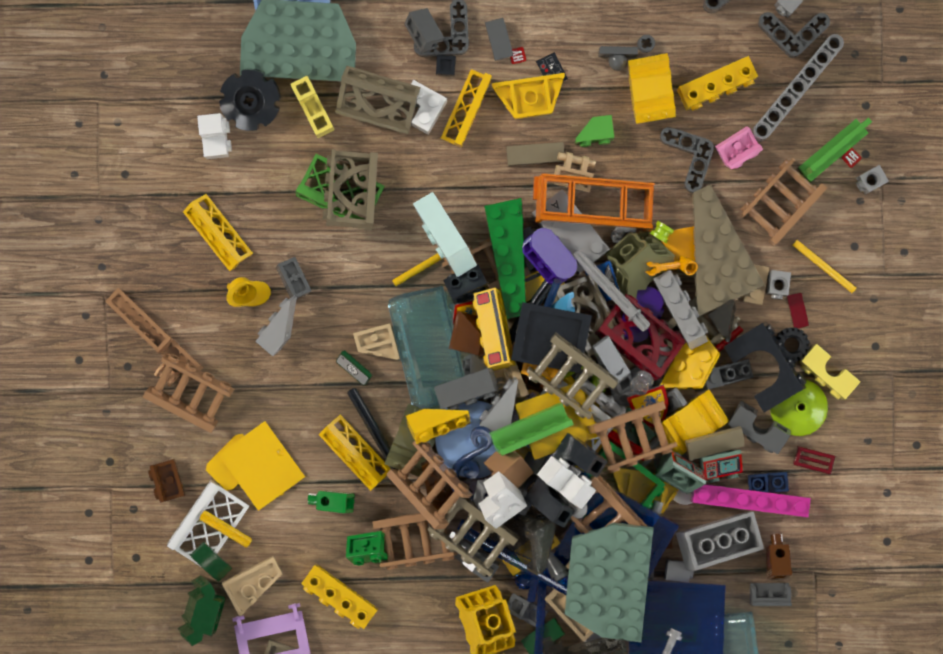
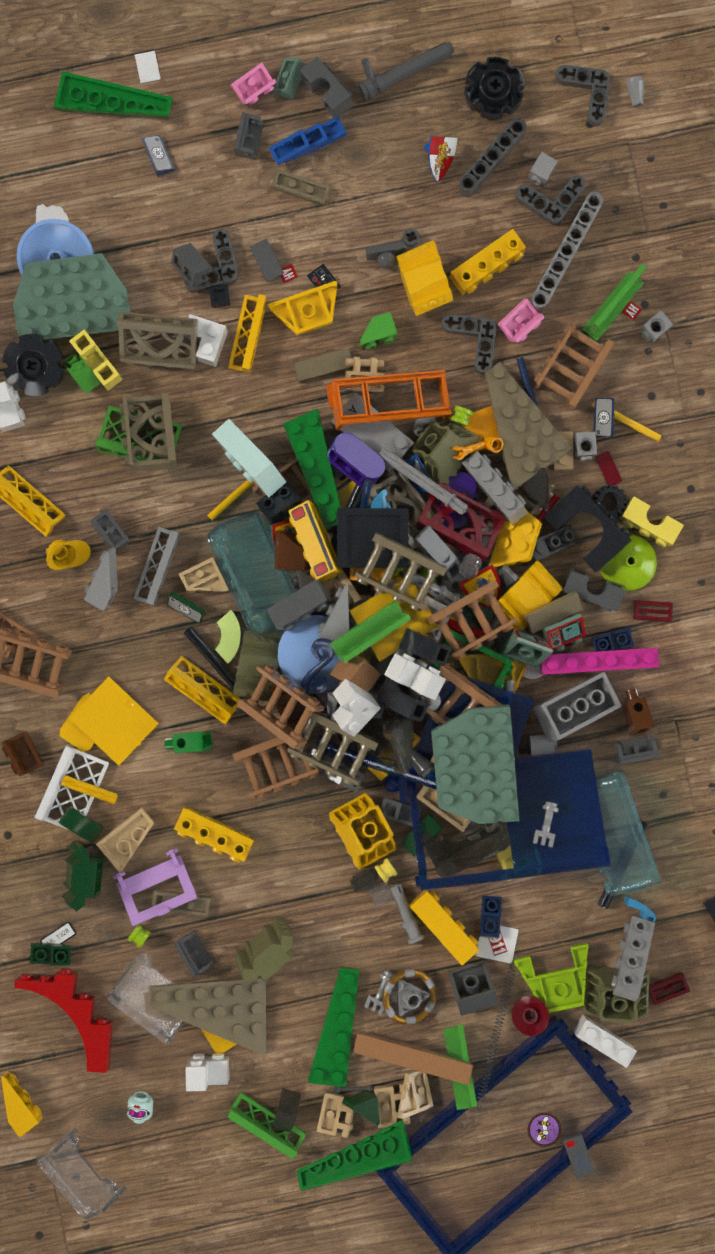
camera: 15 degrees left, 0 degrees up
(295, 115) = (81, 372): none -> bright green slope
(339, 324) = (162, 569): none -> light grey fence
(366, 548) = (231, 782): green bracket -> none
(392, 404) = (230, 636): none -> yellowish green tile
(435, 422) = (273, 644): yellow slope -> none
(733, 207) = (525, 378): none -> dark blue bar
(802, 259) = (603, 417): none -> slope

